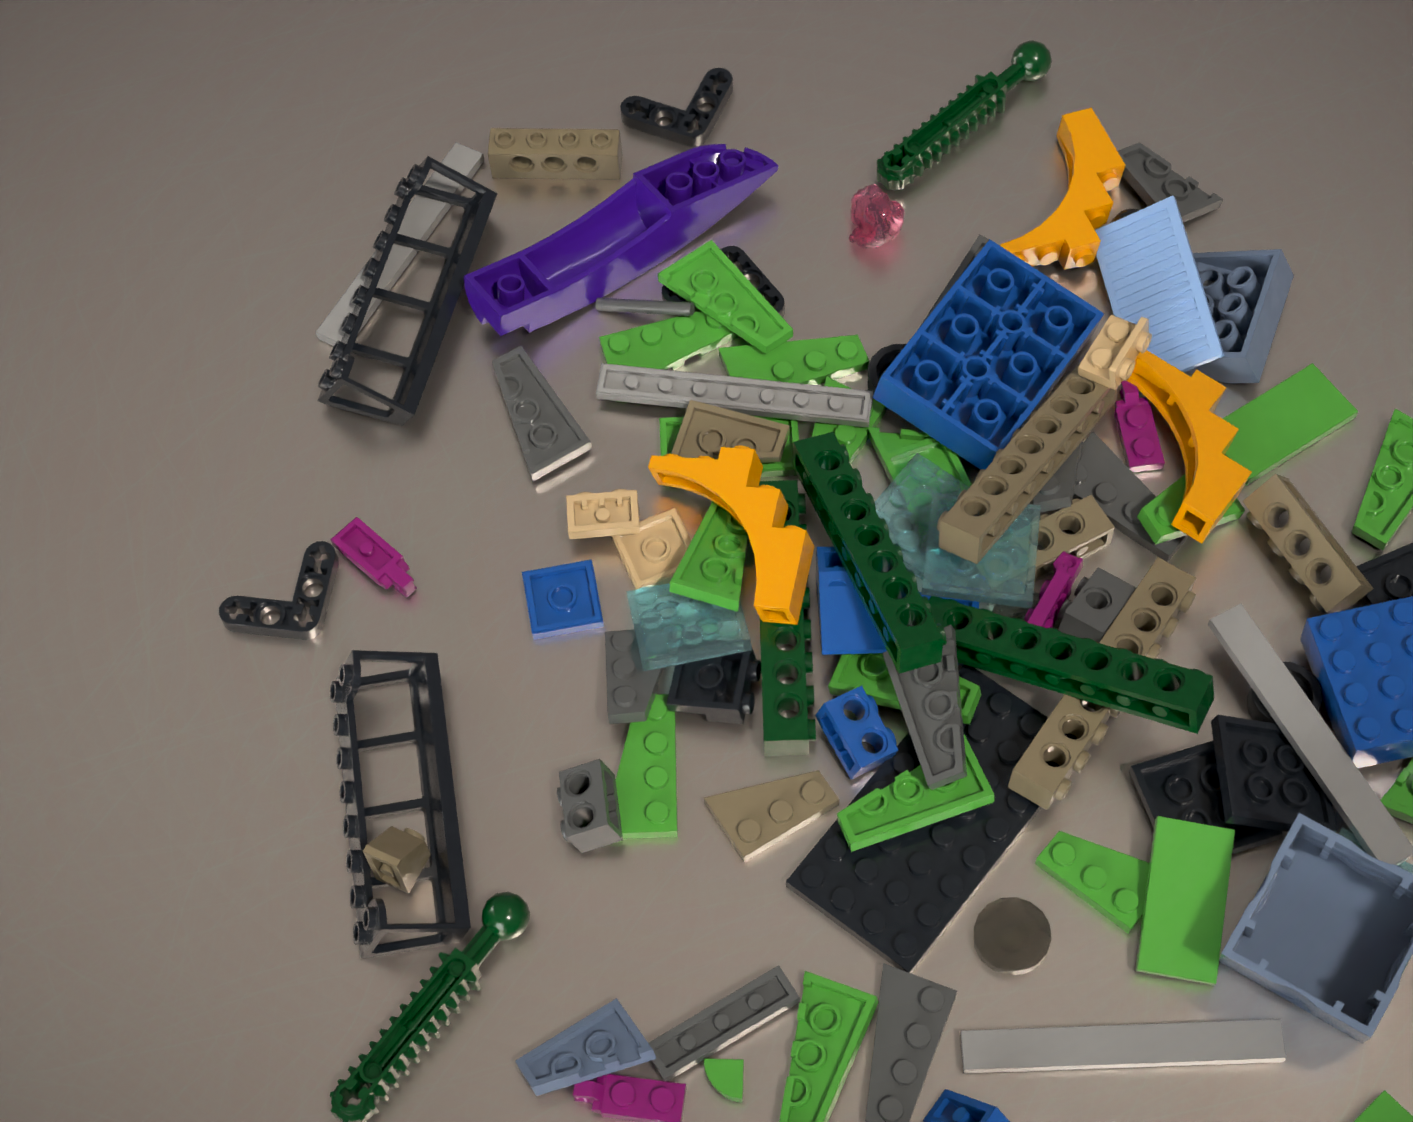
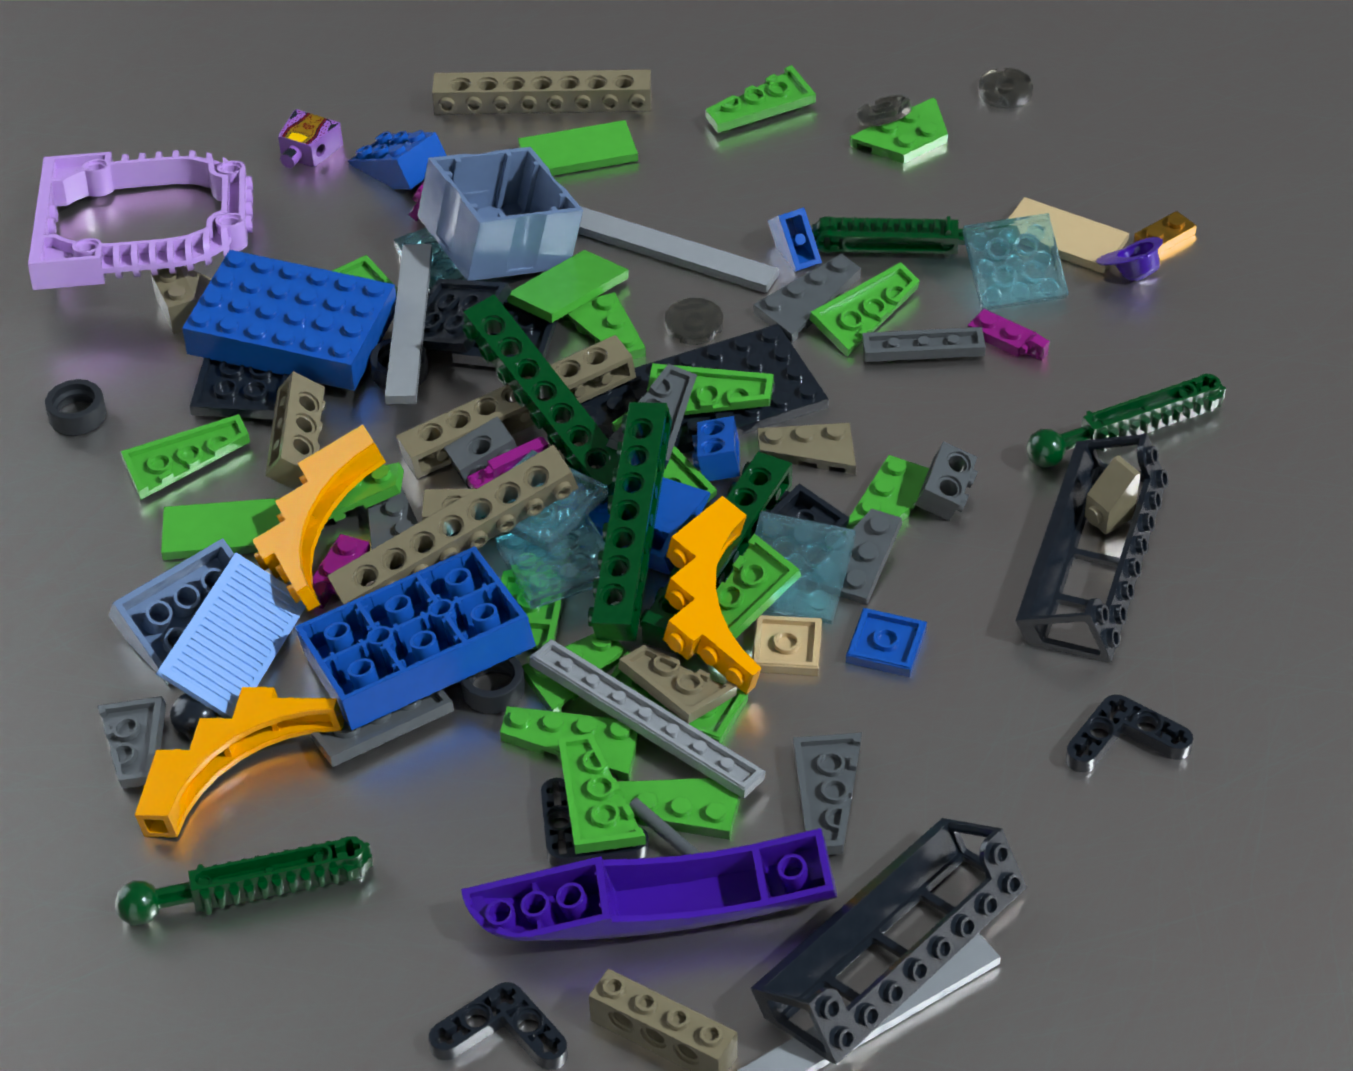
camera: 155 degrees left, 15 degrees down
(374, 557) = (1034, 732): magenta hinge -> none
(586, 1050) = (1024, 360): sand blue wing -> none
(603, 514) = (817, 674): tan bracket -> none
(726, 1077) = (936, 319): bright green tile -> none
(875, 216) = (409, 813): clear pink hair -> none
(1115, 351) = (319, 574): tan bracket -> none

